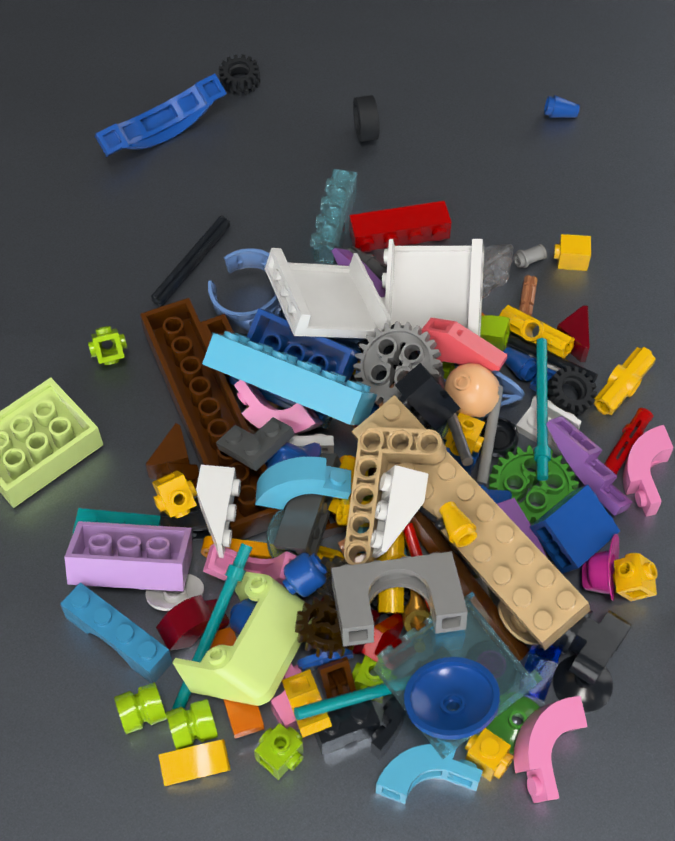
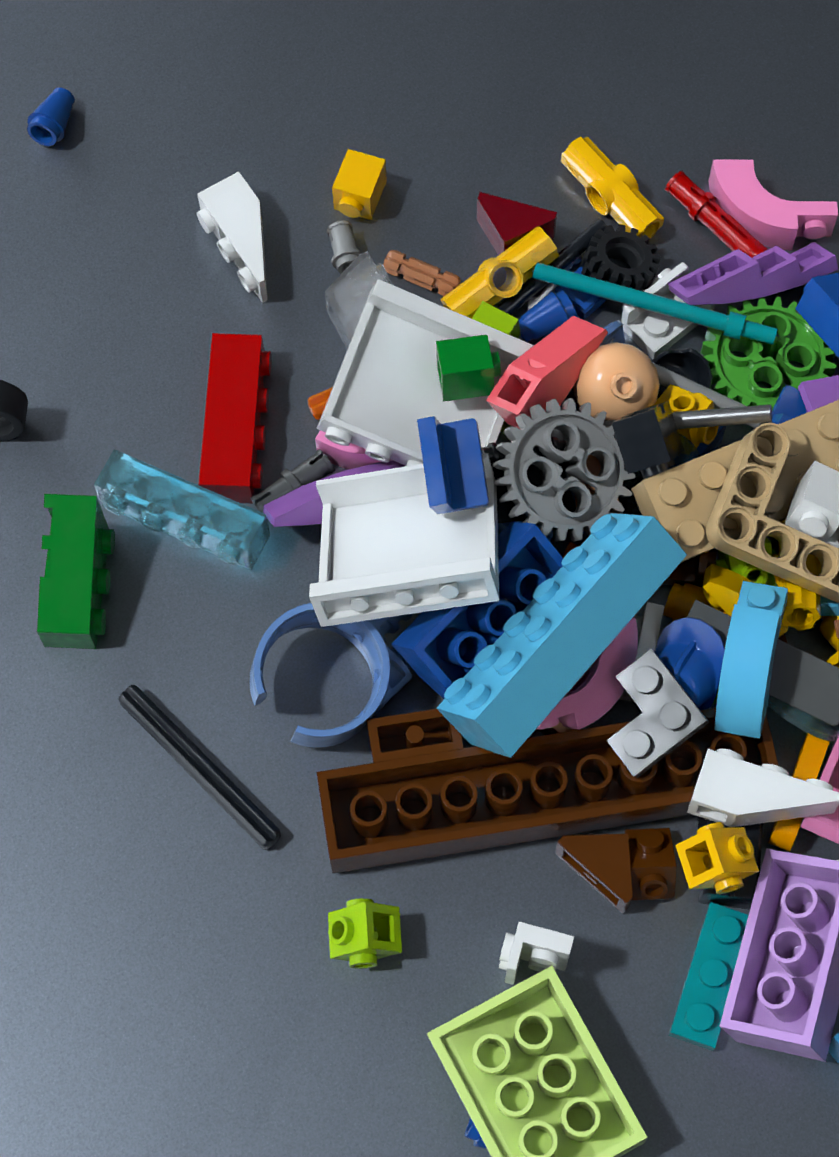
camera: 75 degrees left, 10 degrees up
(108, 420) = (536, 945): none -> white bracket
(284, 178) = (74, 572): none -> green wedge
(375, 298) = (453, 465): none -> blue panel
(449, 302) = (466, 367): none -> green brick
(521, 205) = (236, 220): none -> white slope

